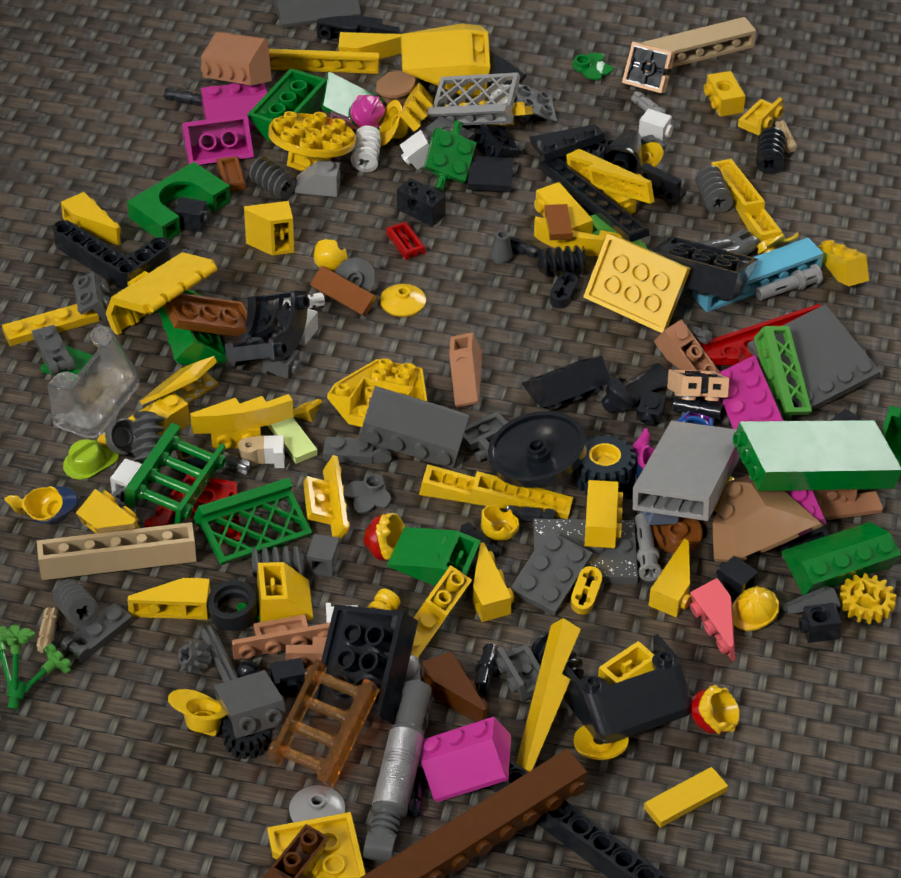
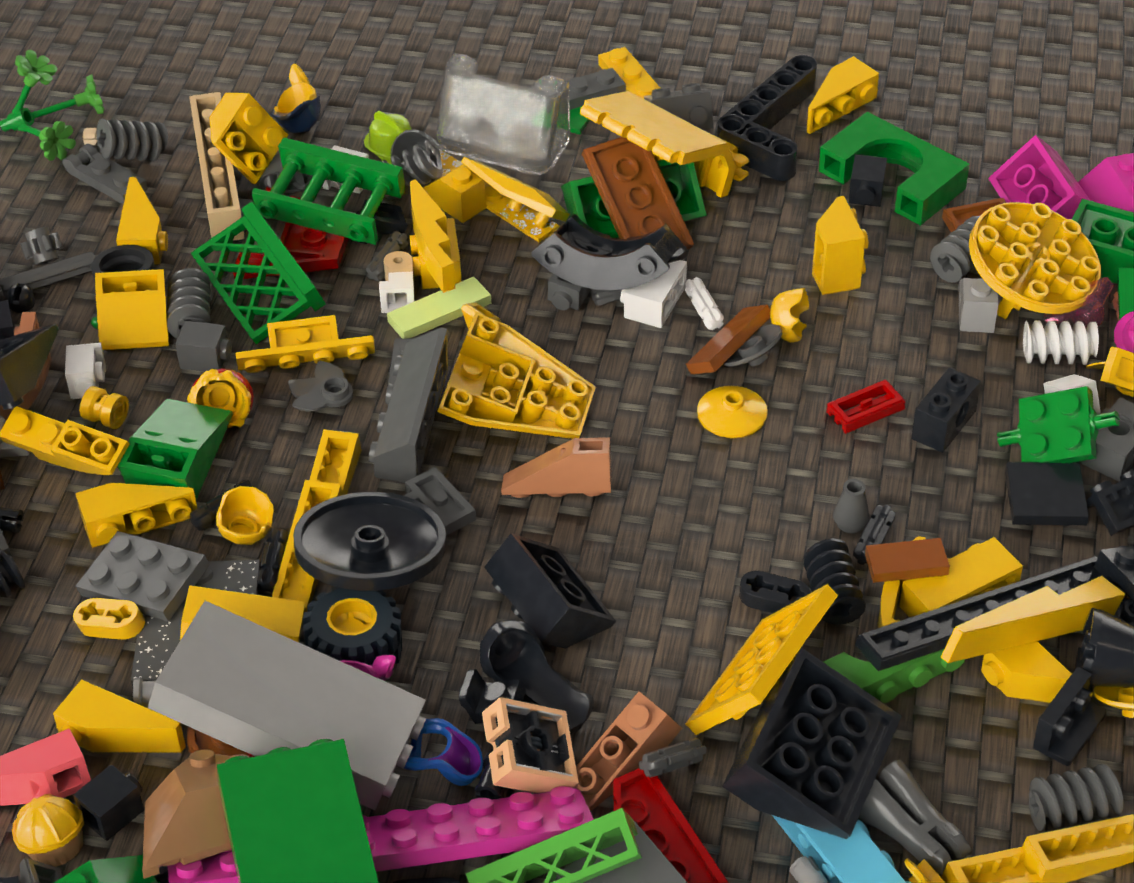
camera: 90 degrees right, 0 degrees up
(276, 634) = (70, 312): nougat bracket -> none

